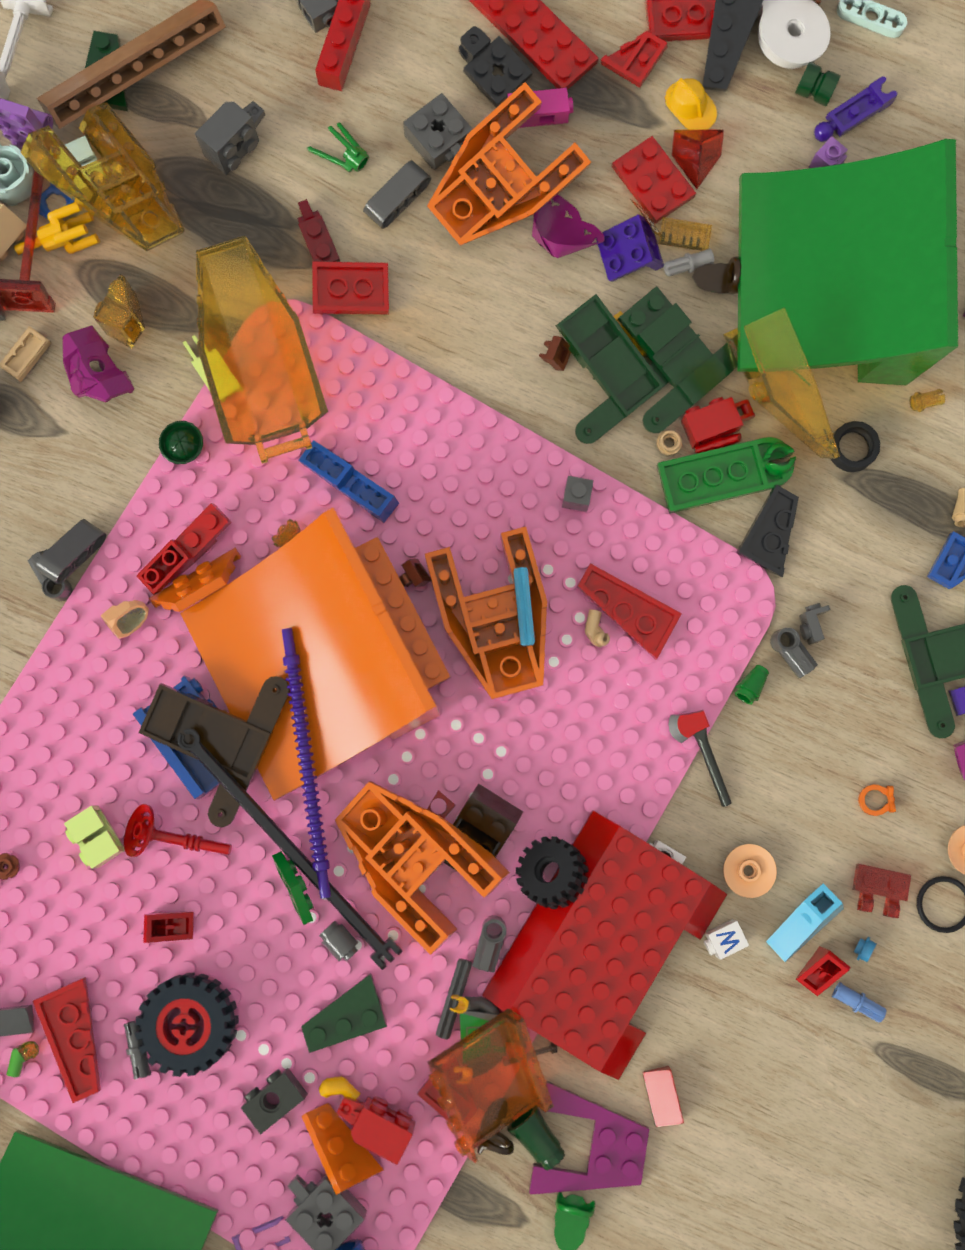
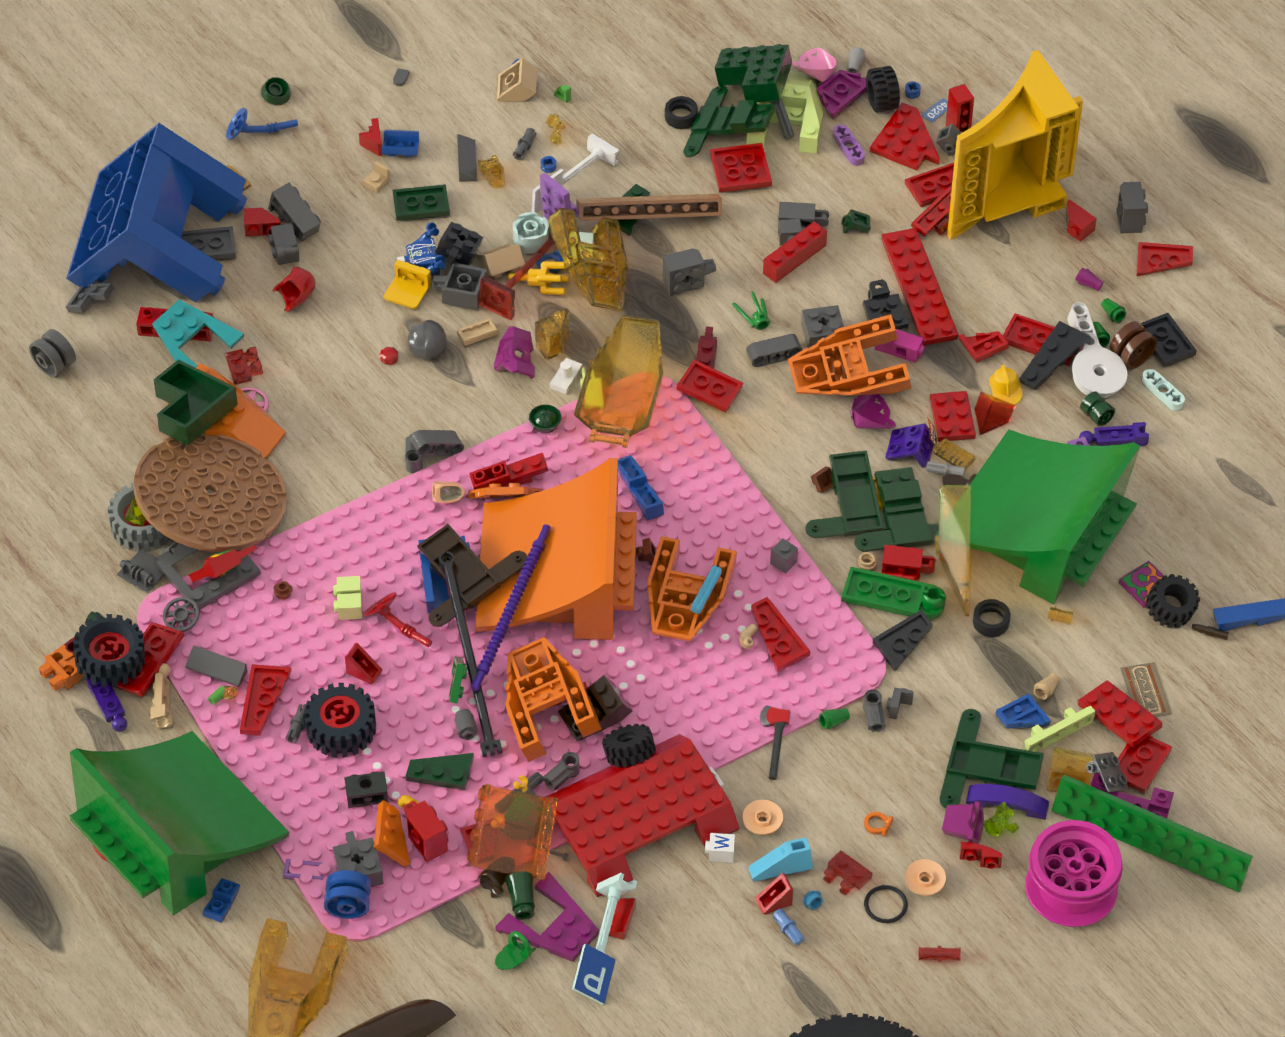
camera: 30 degrees right, 30 degrees down
(169, 361) = (566, 376): none -> white tile
(678, 1184) = (595, 966): none -> piece

